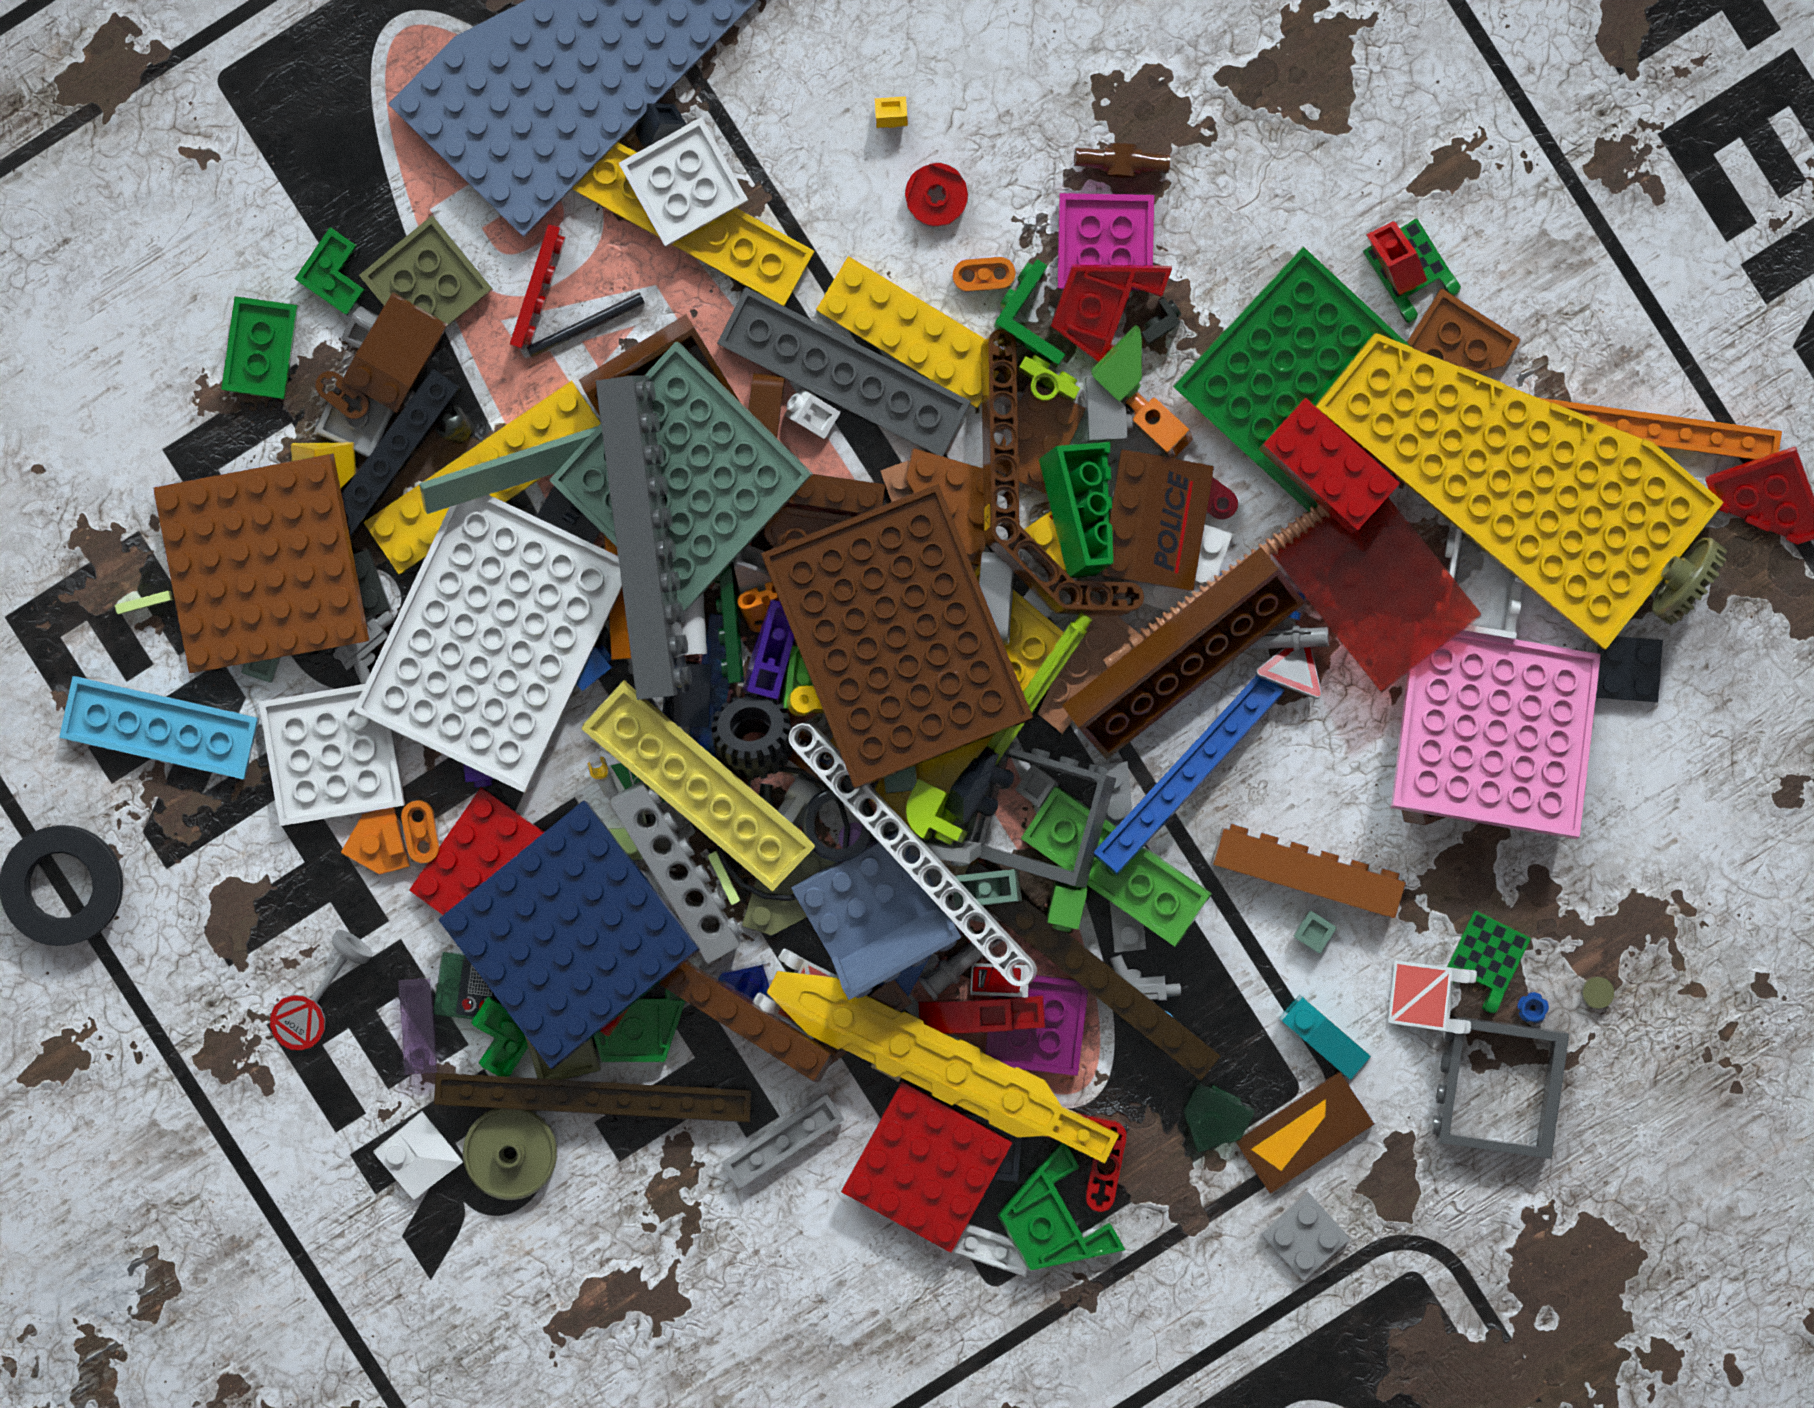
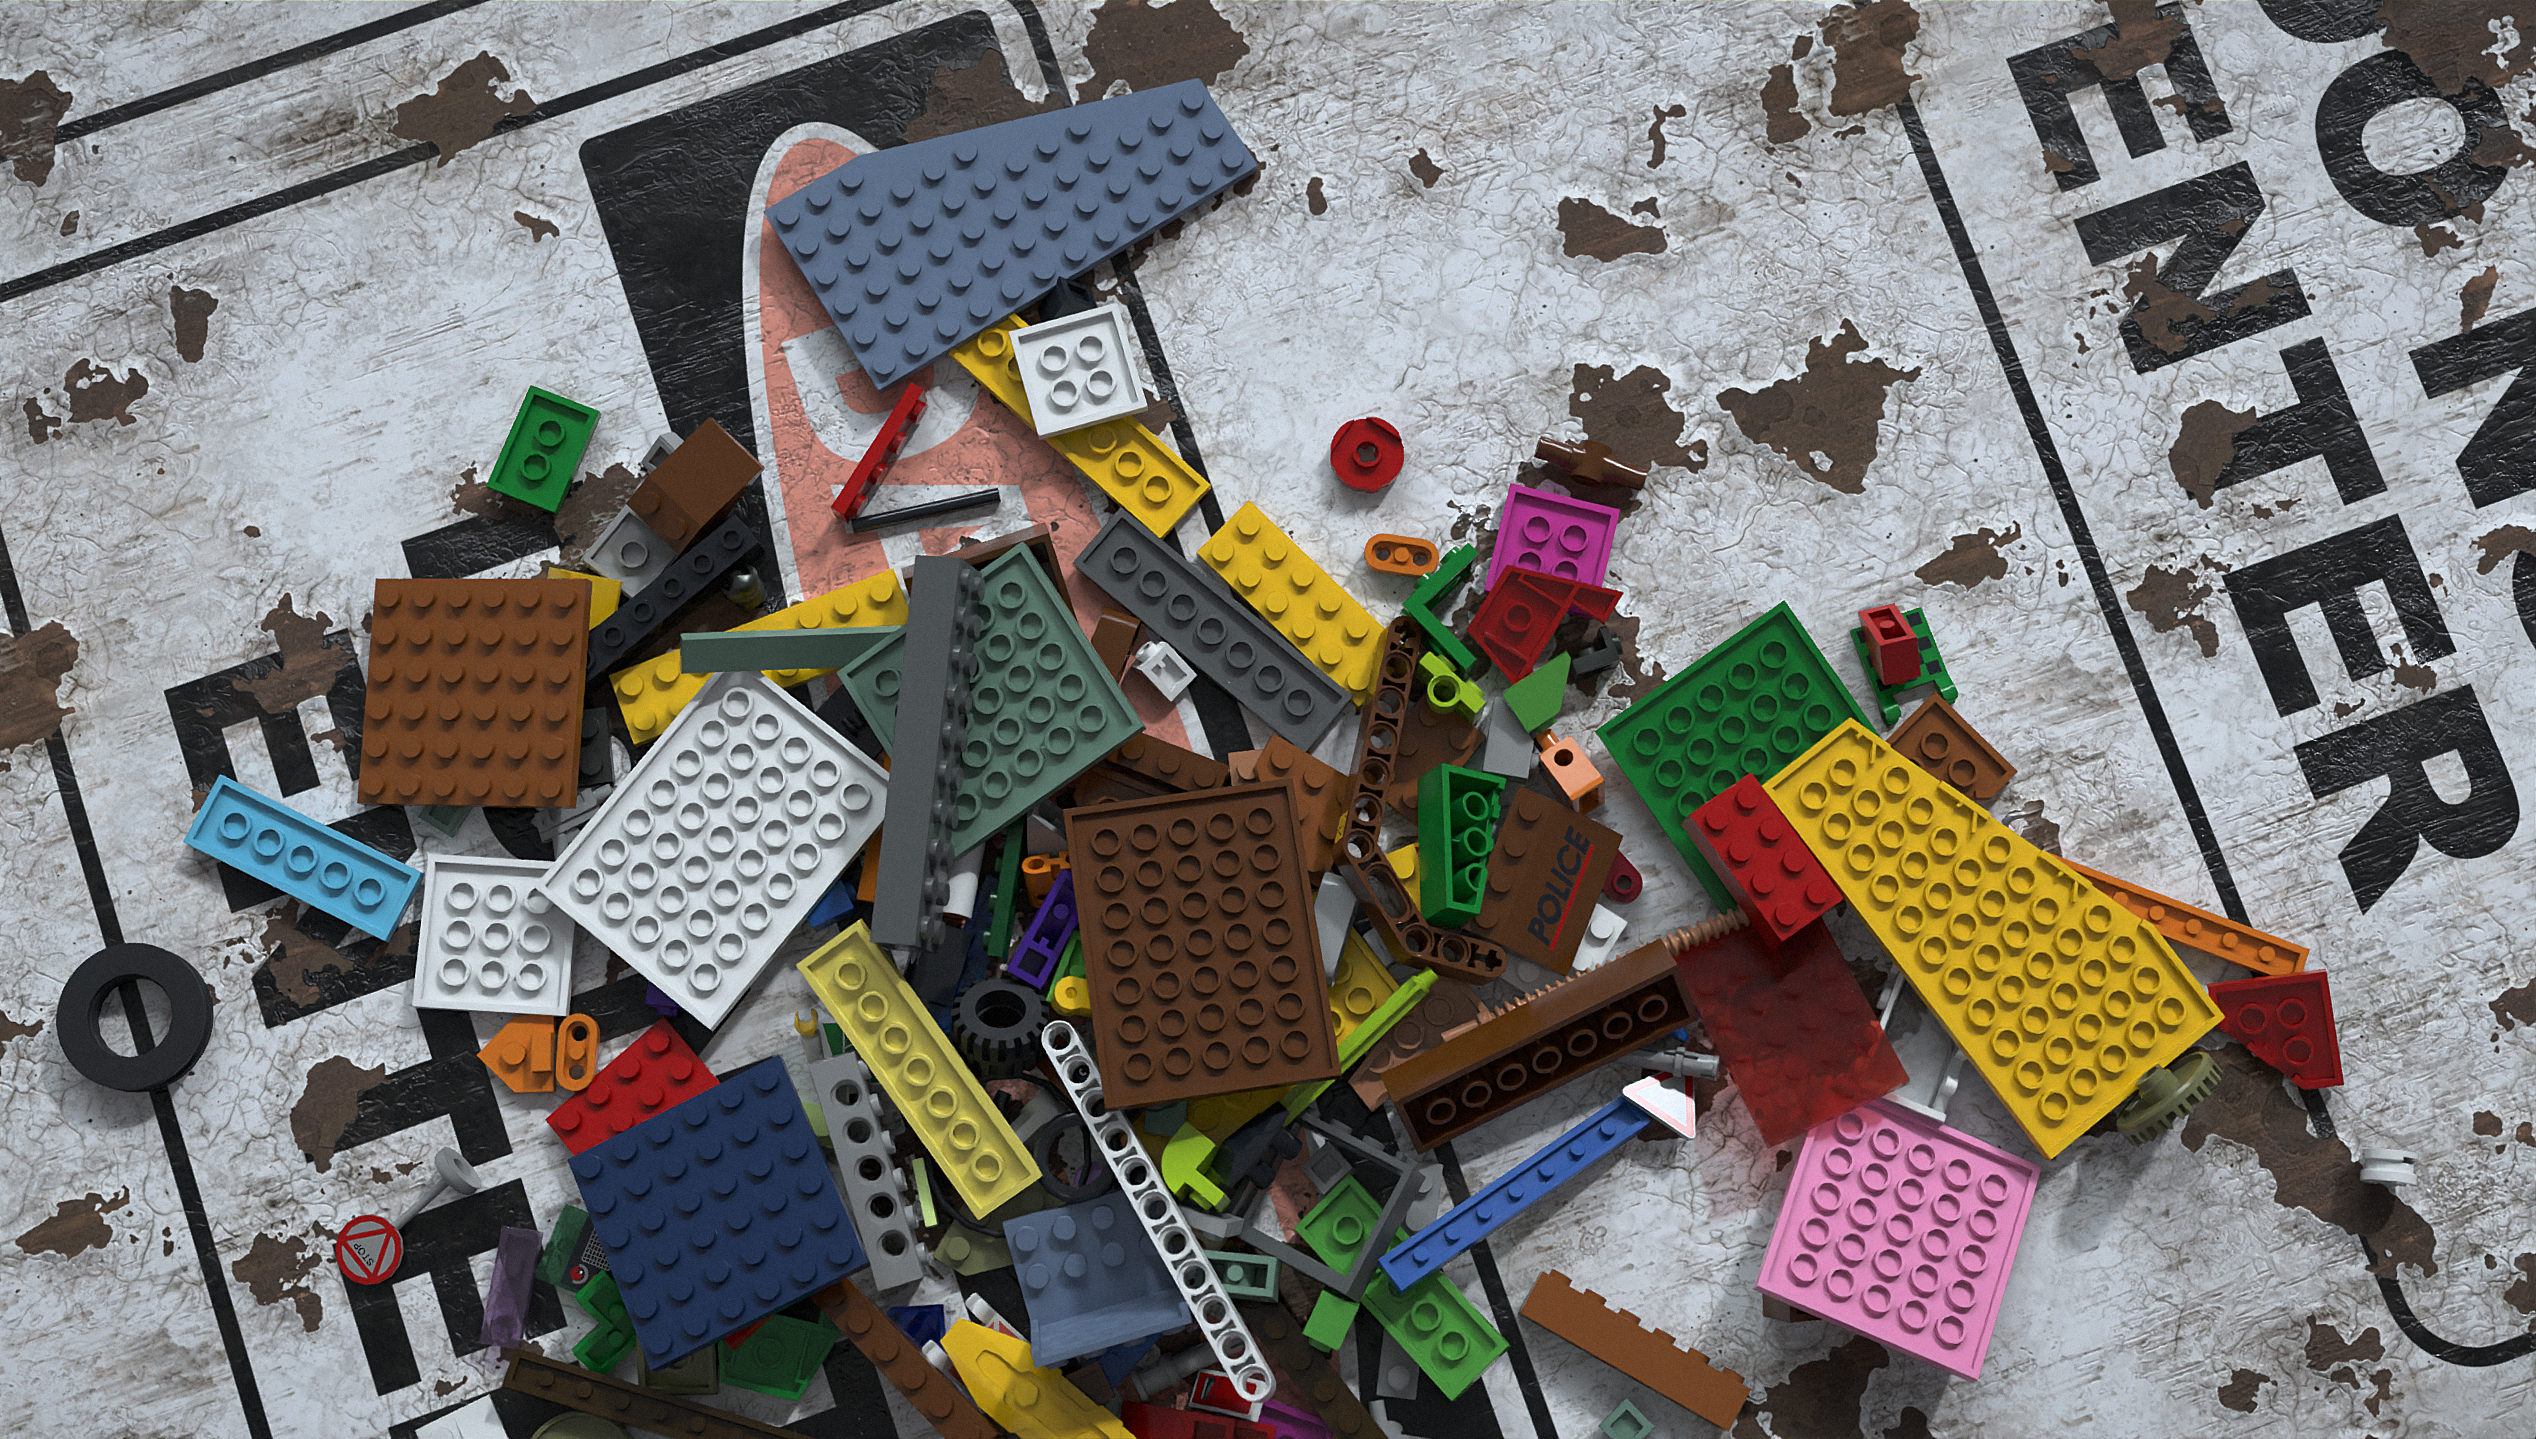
camera: 15 degrees right, 10 degrees down
(144, 602) = (328, 709): yellowish green piece -> none
(323, 275) = (639, 384): green plate -> none
(337, 400) = (617, 528): reddish brown beam -> none
(428, 273) = (761, 410): olive plate -> none
(891, 112) = (1336, 350): yellow plate -> none
(1630, 669) = (2074, 1194): black plate -> none

